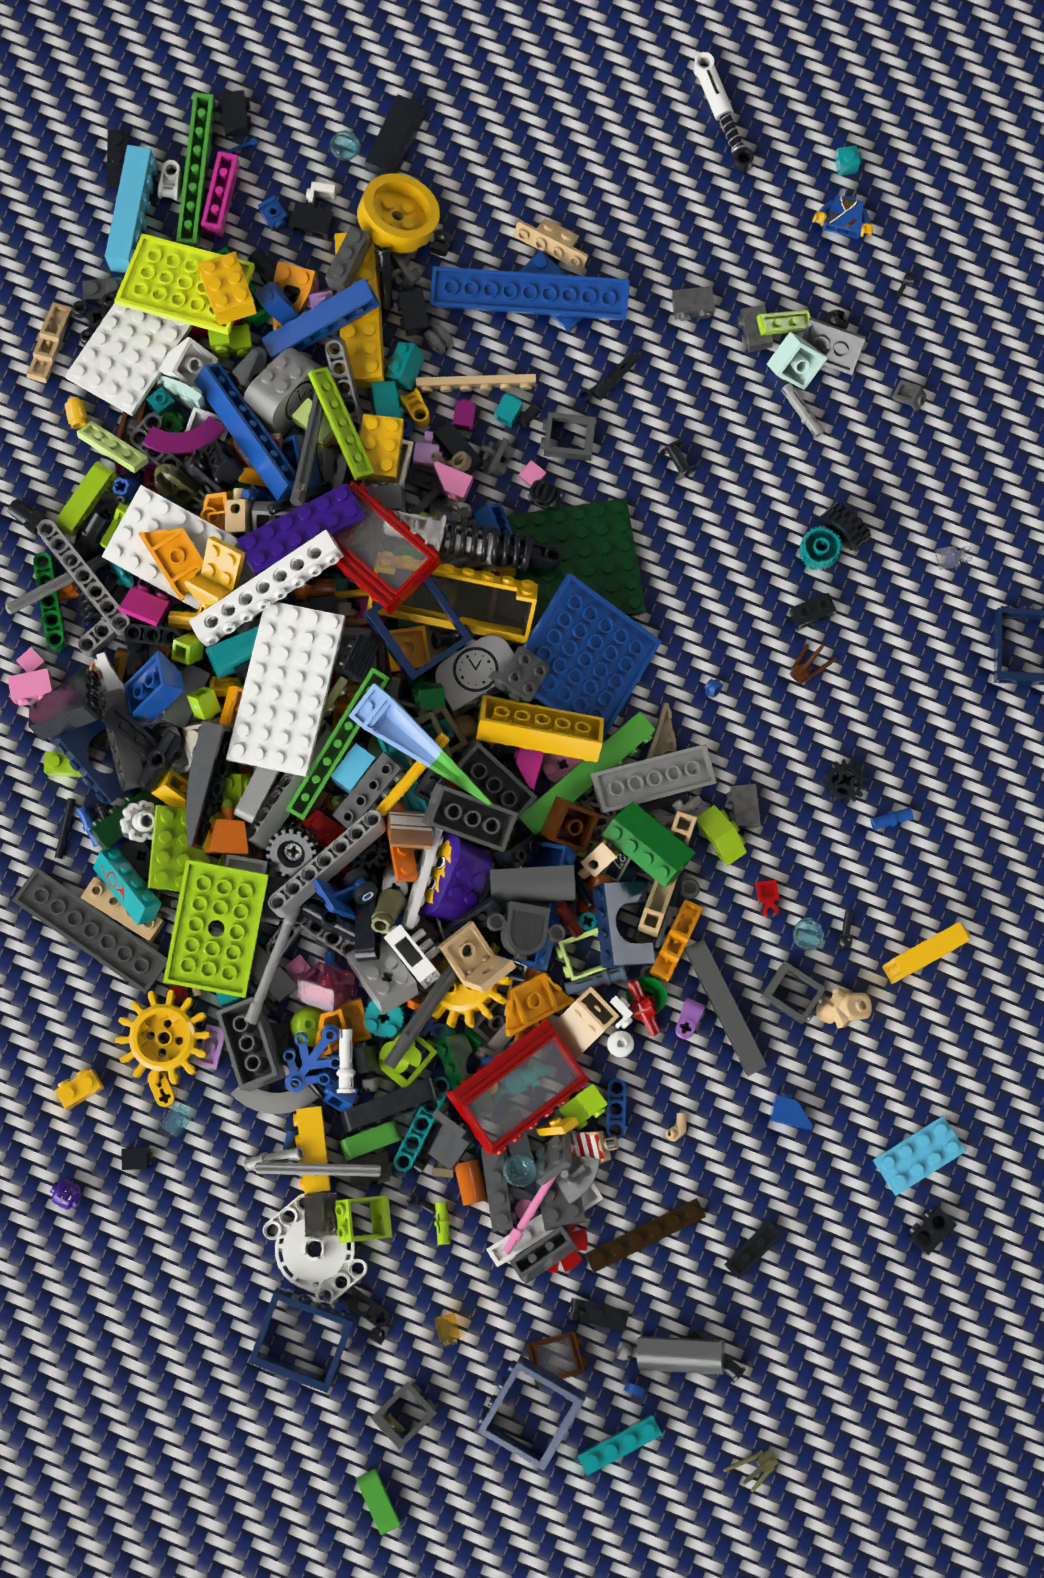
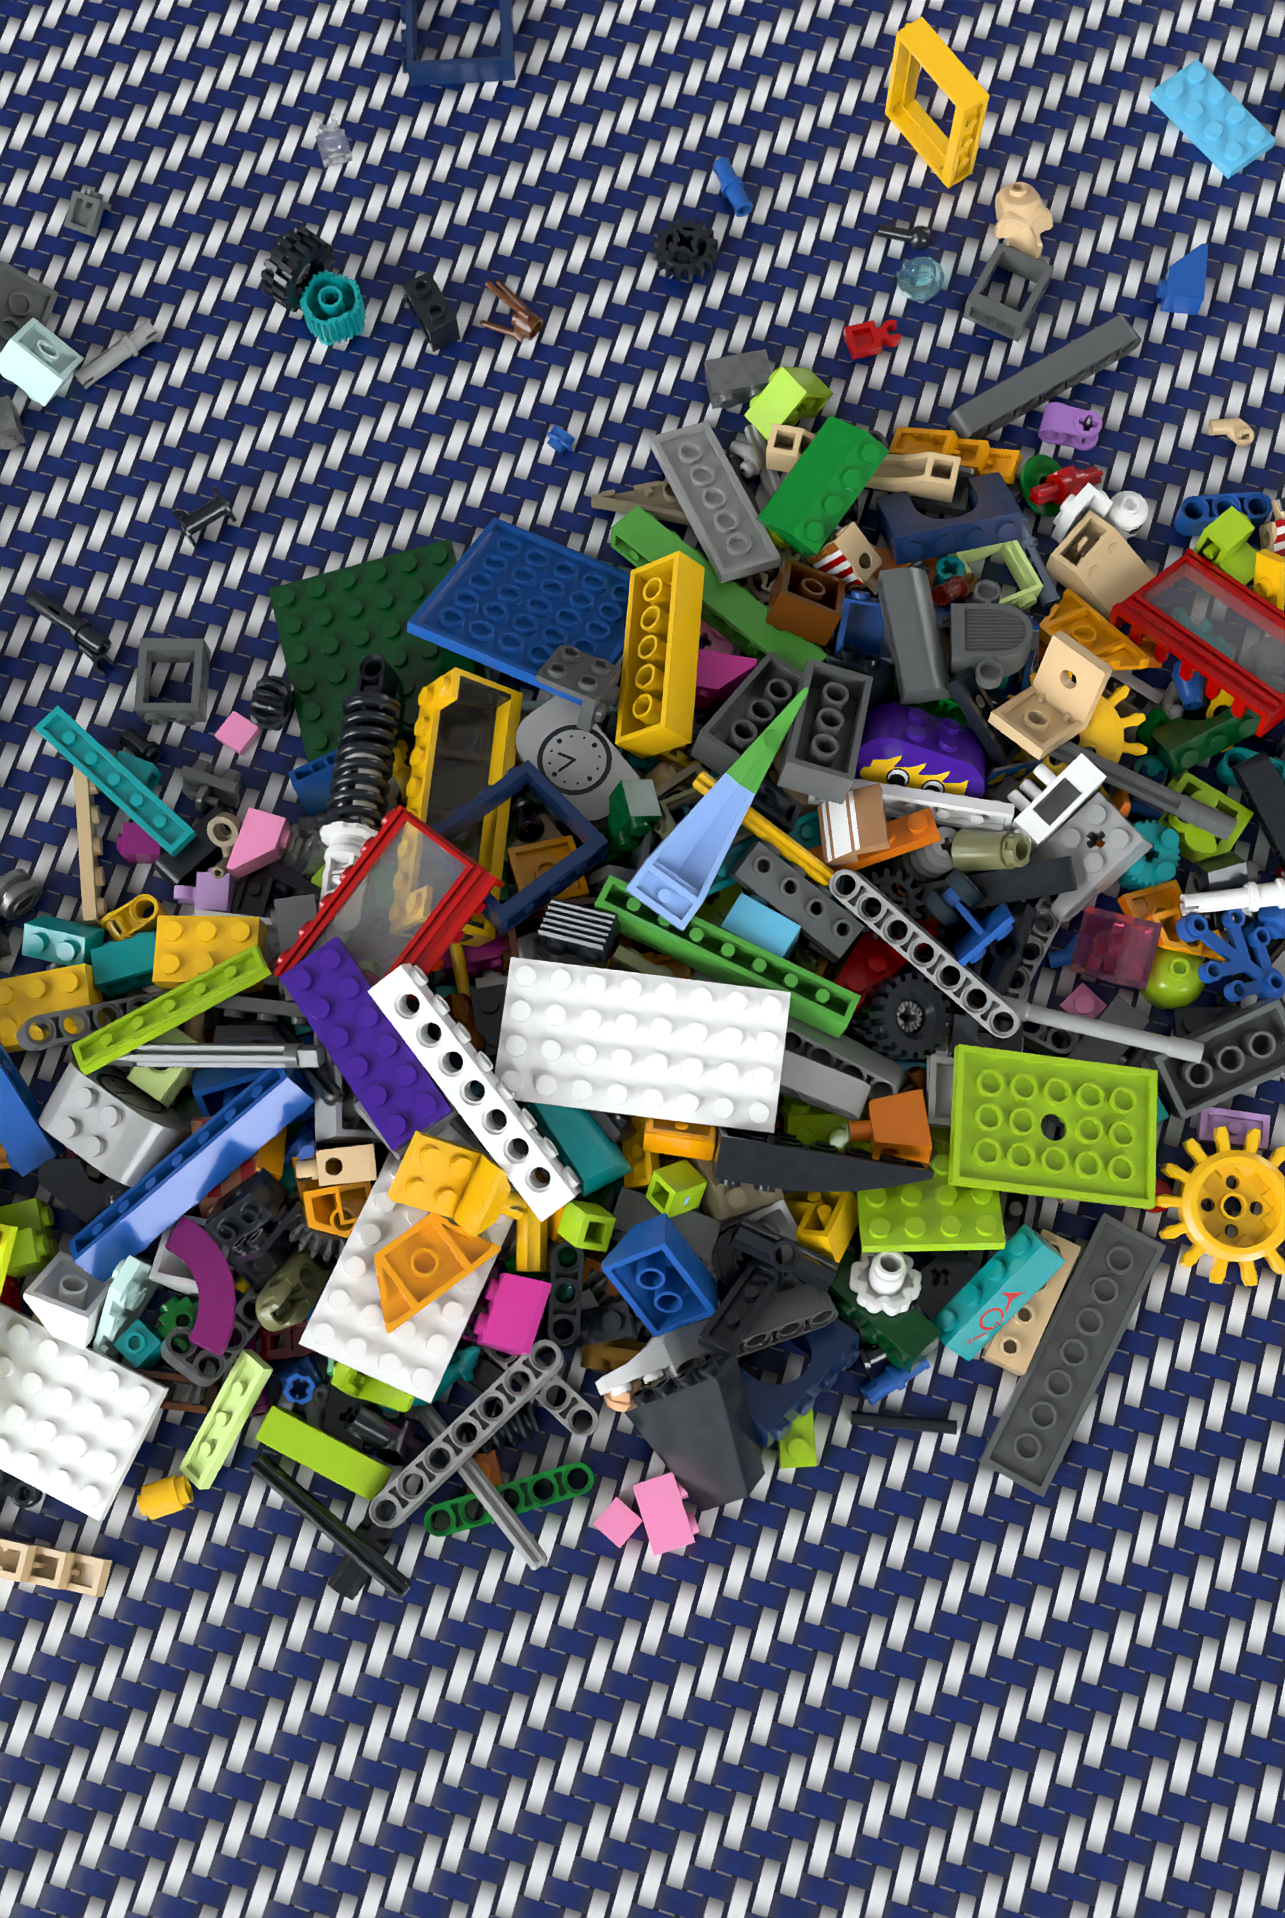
camera: 90 degrees left, 5 degrees down
(46, 501) = (331, 1526): none -> black axle
(499, 398) = (115, 781): none -> teal plate

